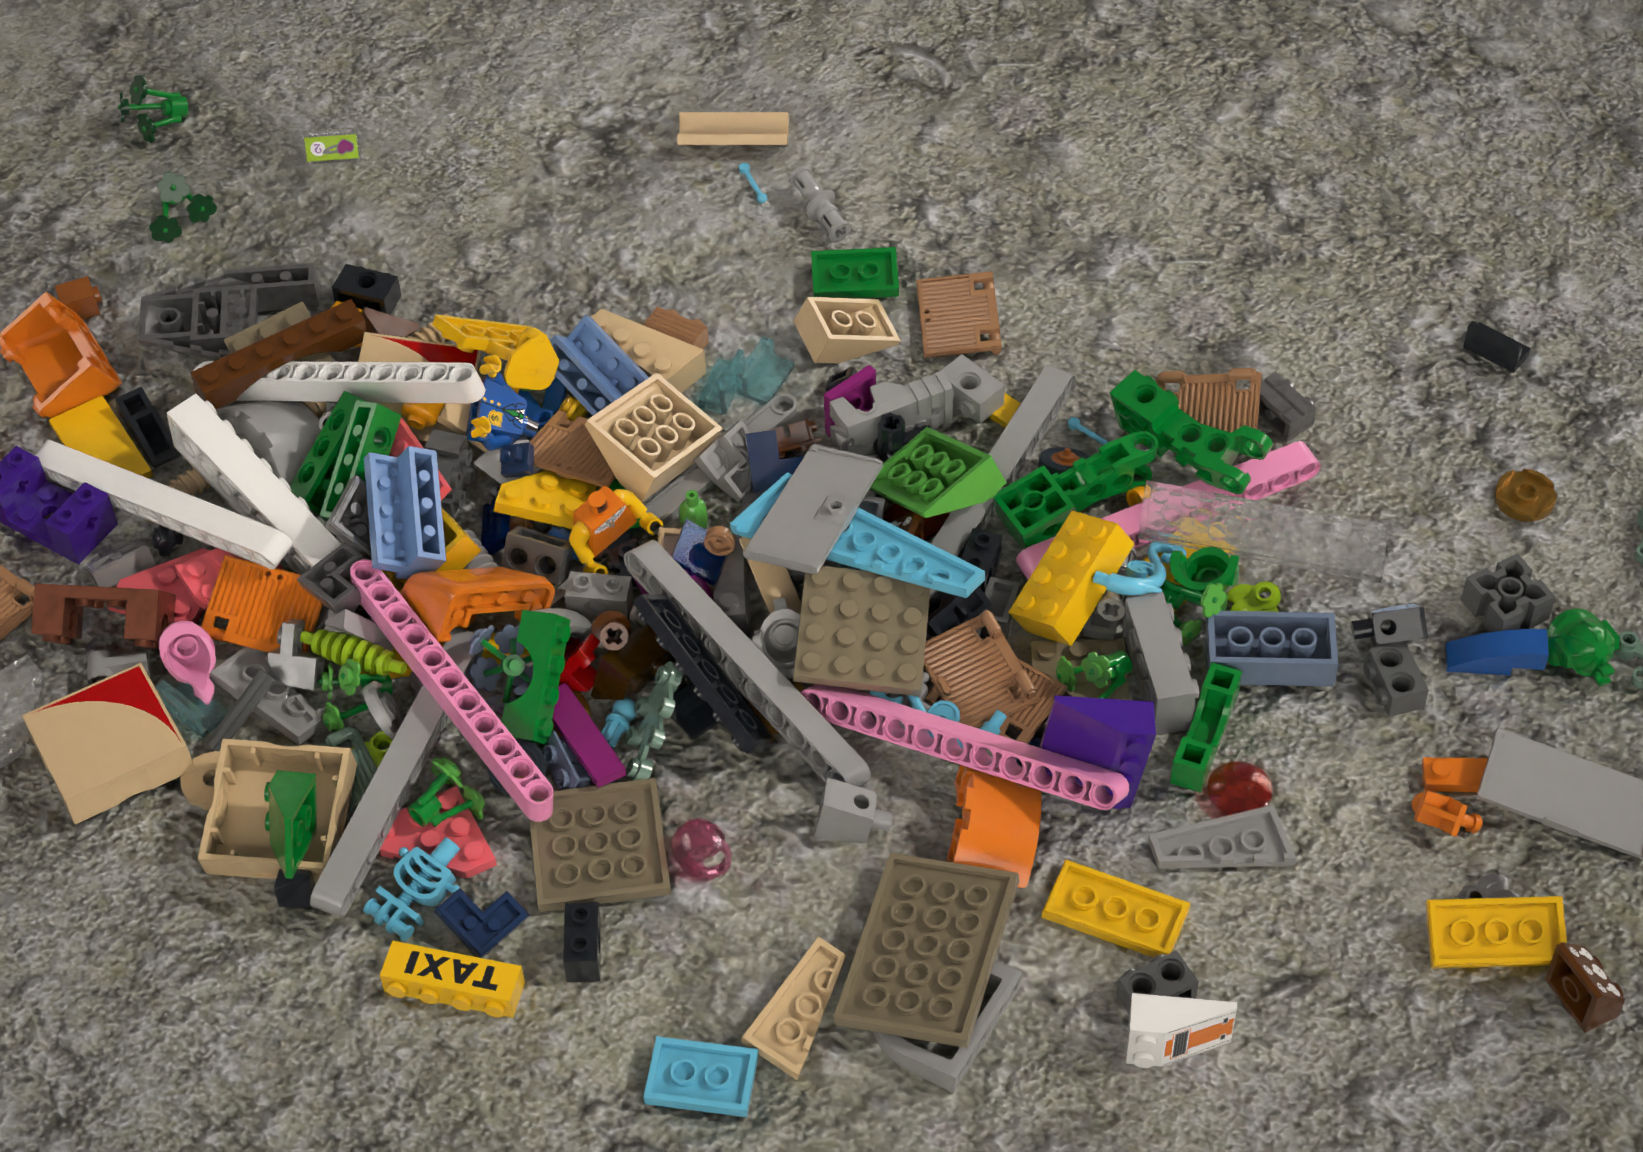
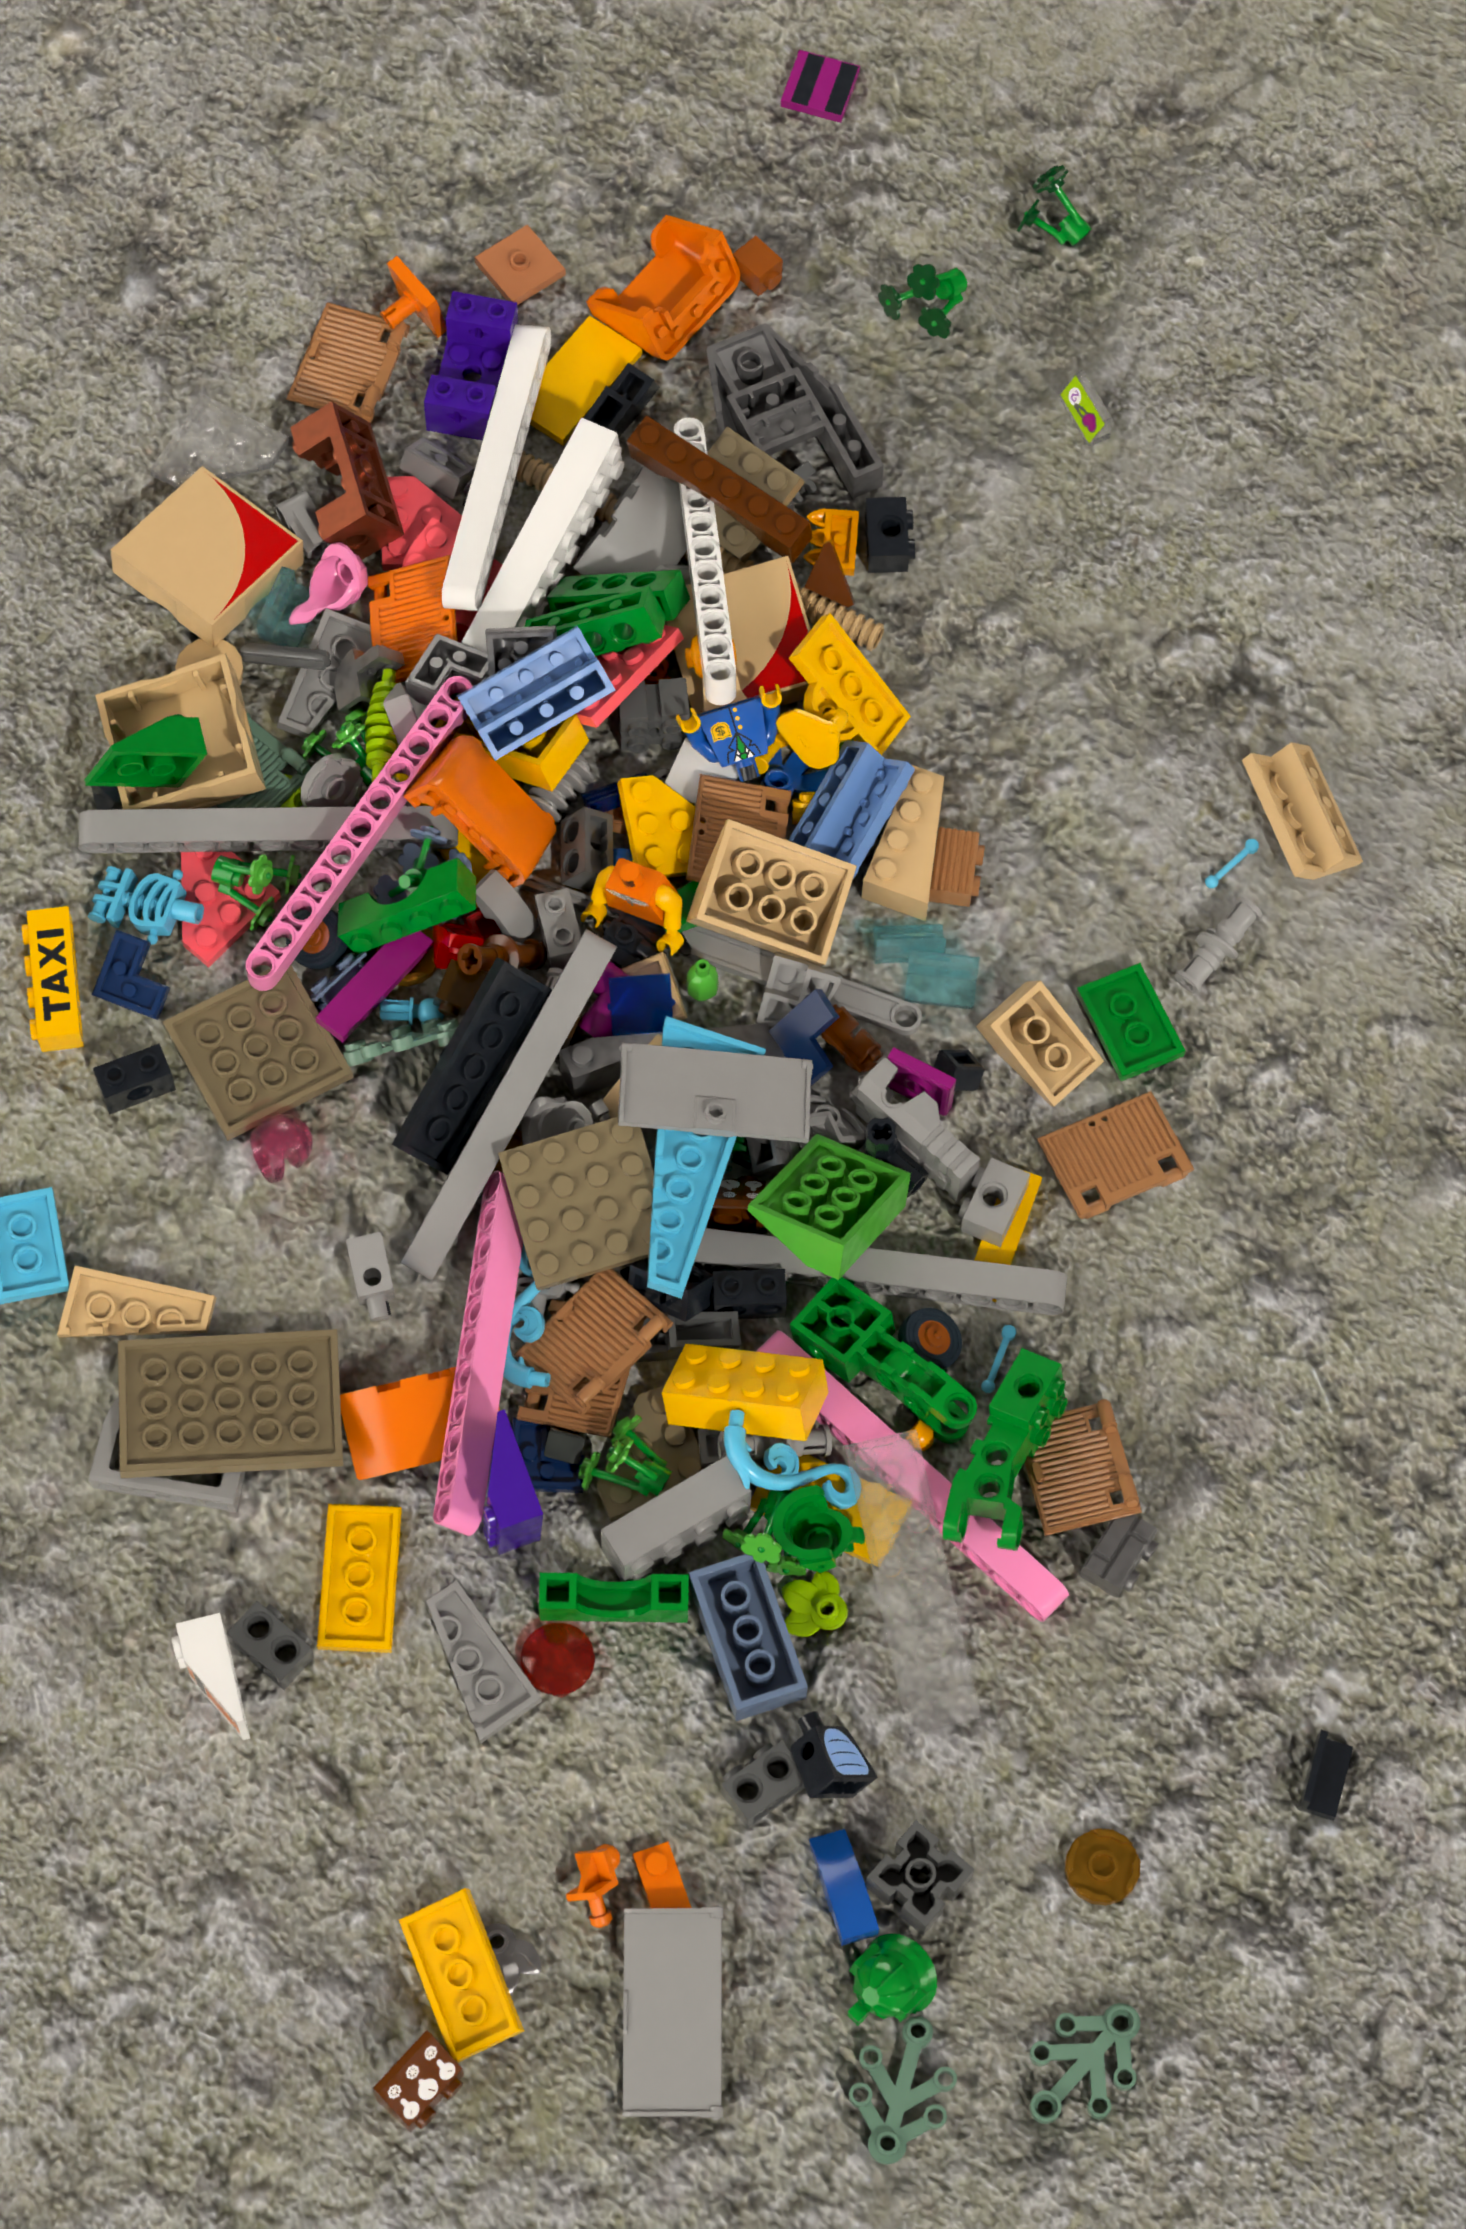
camera: 65 degrees right, 15 degrees up
(517, 460) = (692, 776): dark blue tile -> none
(719, 540) = (654, 1016): medium nougat tile -> none

